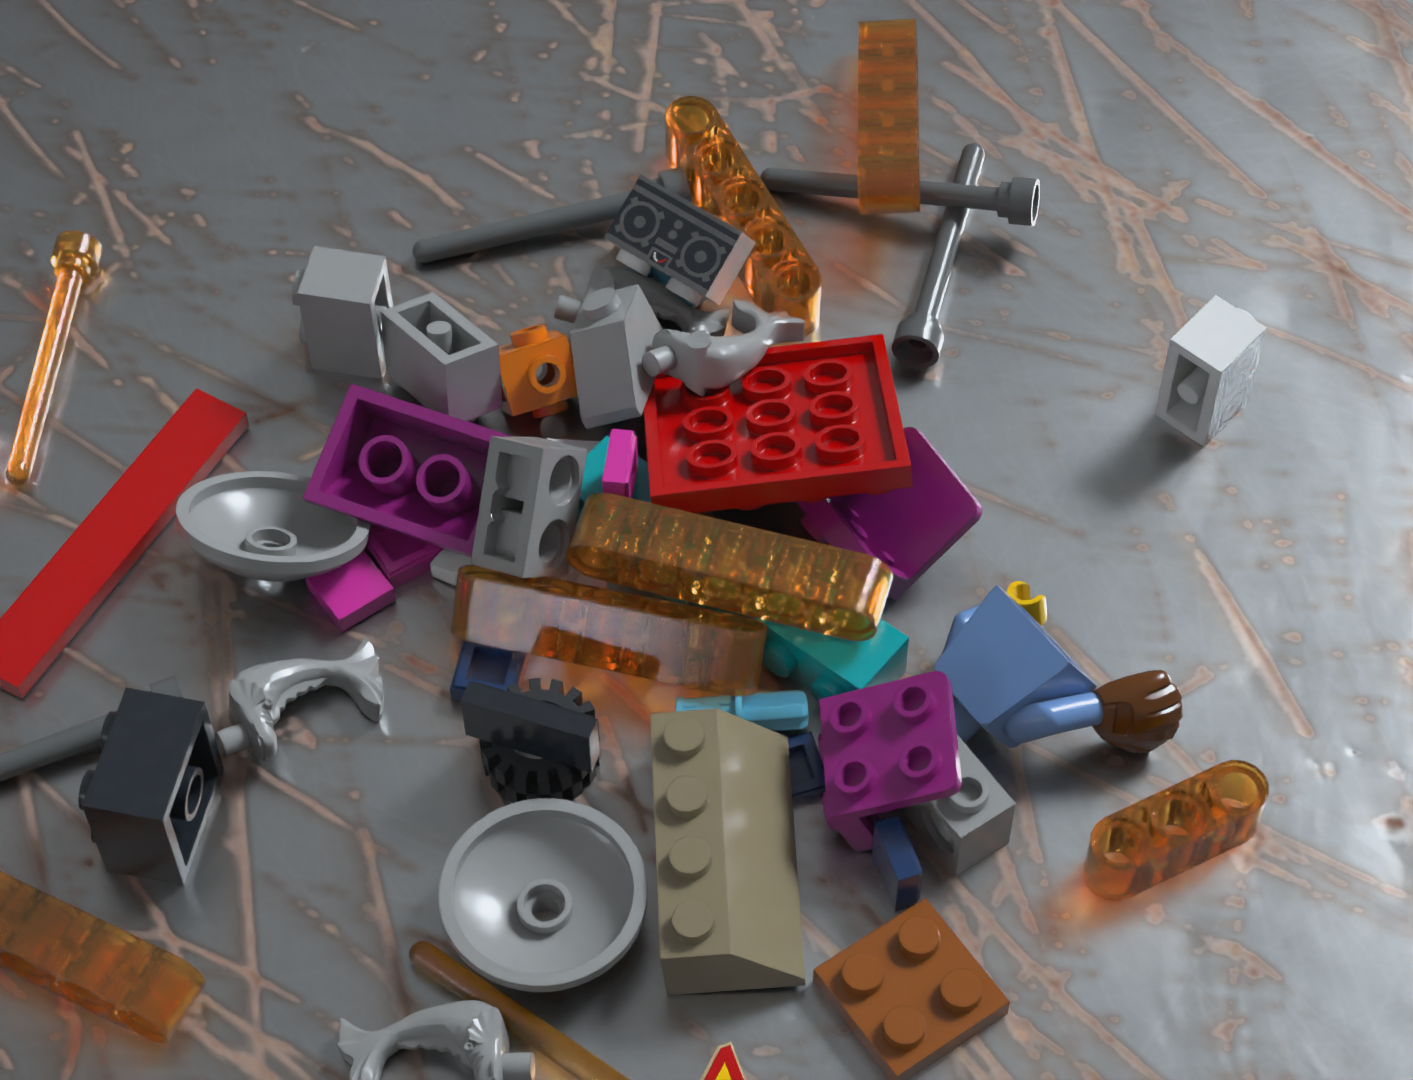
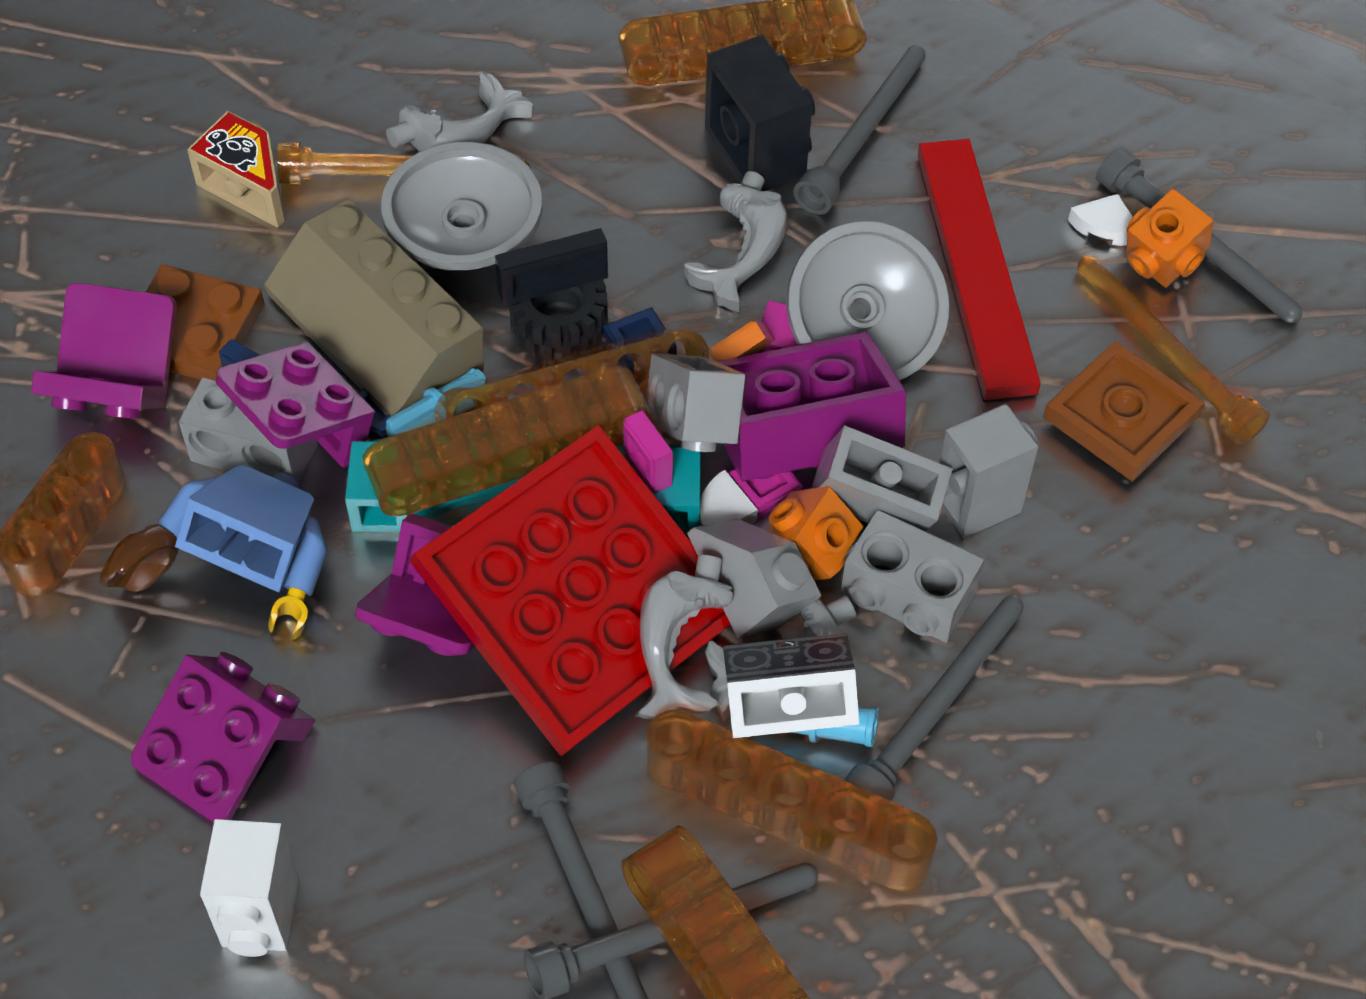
camera: 140 degrees right, 0 degrees up
(158, 323) = (1123, 410): none -> dark orange plate
(418, 570) = (742, 342): none -> orange tile
(484, 285) = (918, 566): none -> light grey brick
(1037, 956) = (111, 351): none -> magenta bracket
(1143, 530) = (216, 732): none -> magenta bracket

